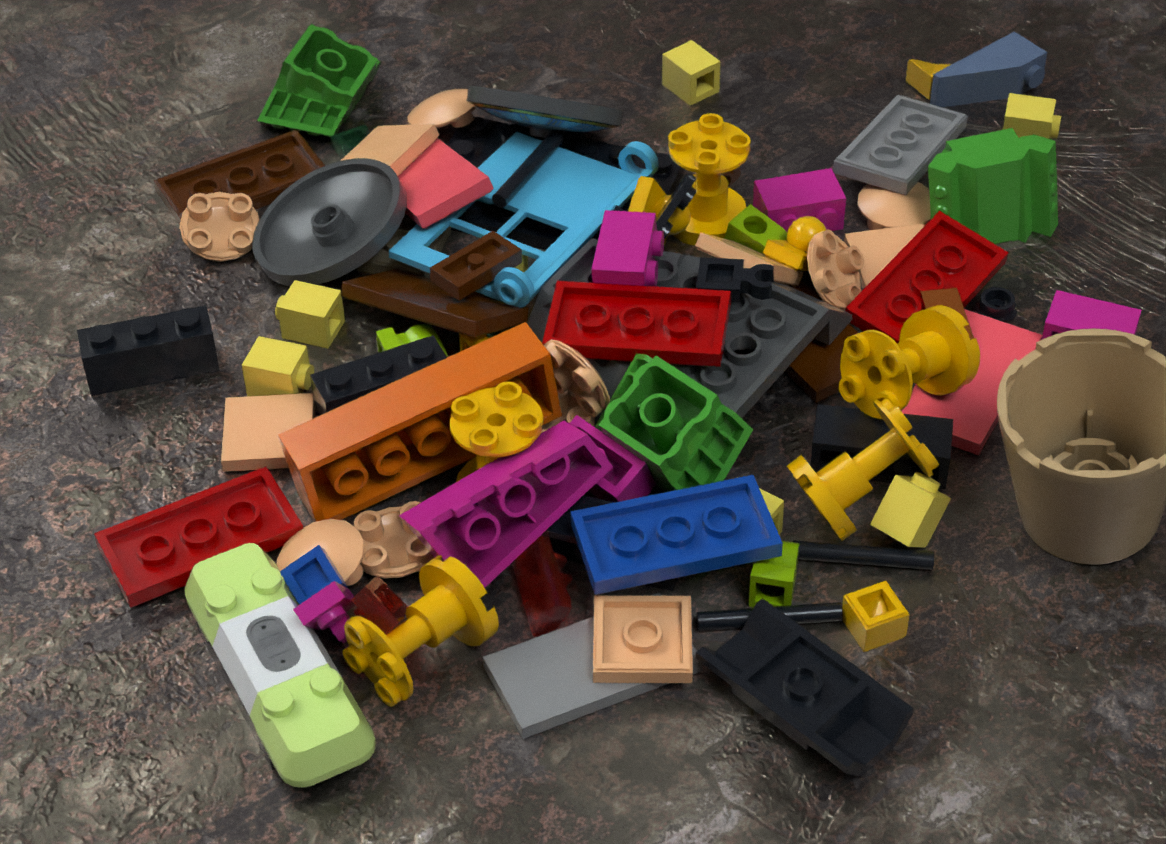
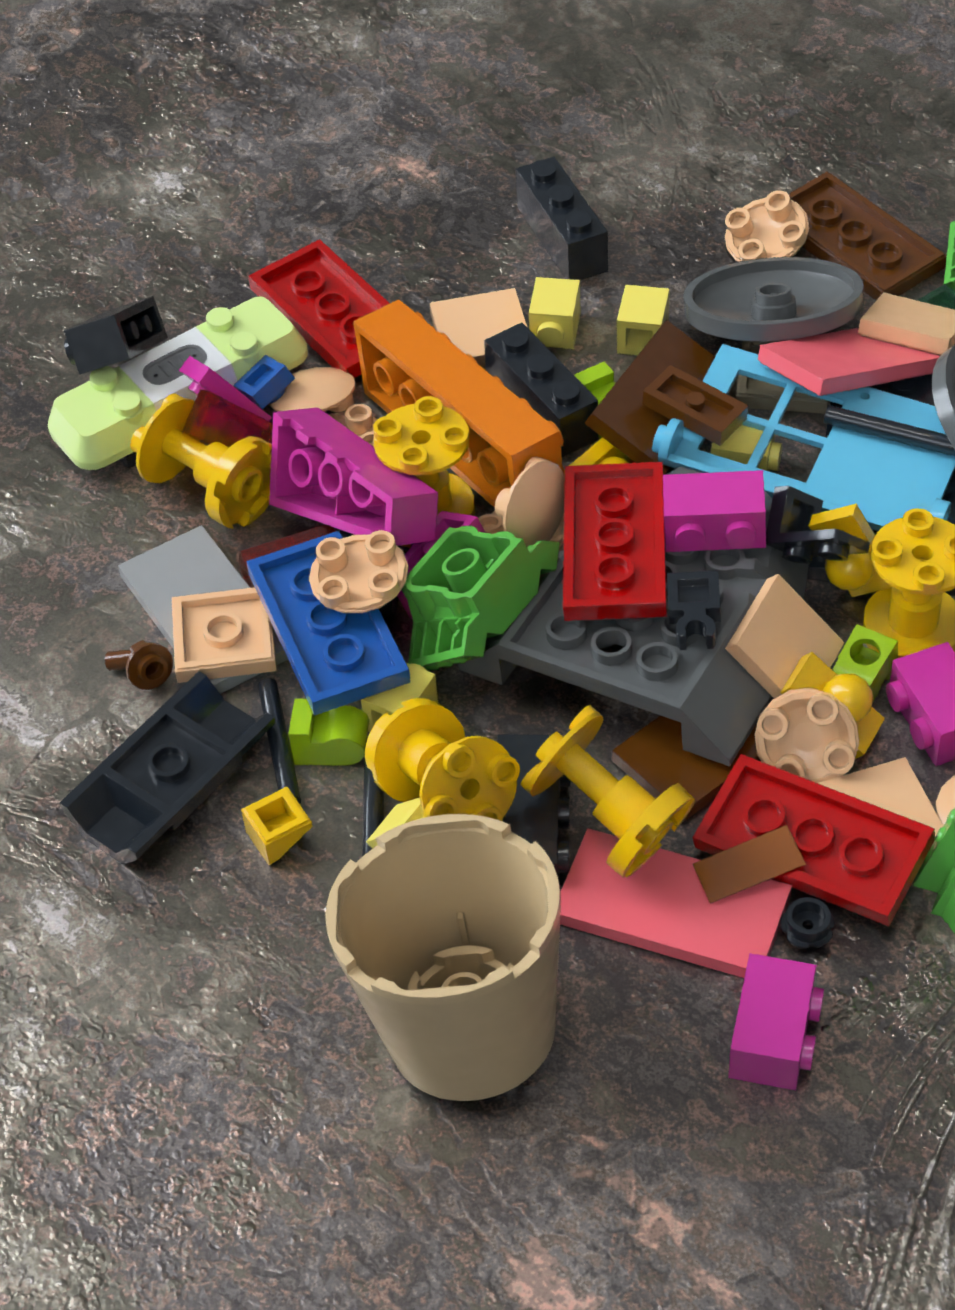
camera: 85 degrees right, 5 degrees up
(217, 685) = (114, 335): none -> black brick
(642, 489) = (358, 572): none -> light nougat dish
(664, 705) = (145, 664): none -> reddish brown plate

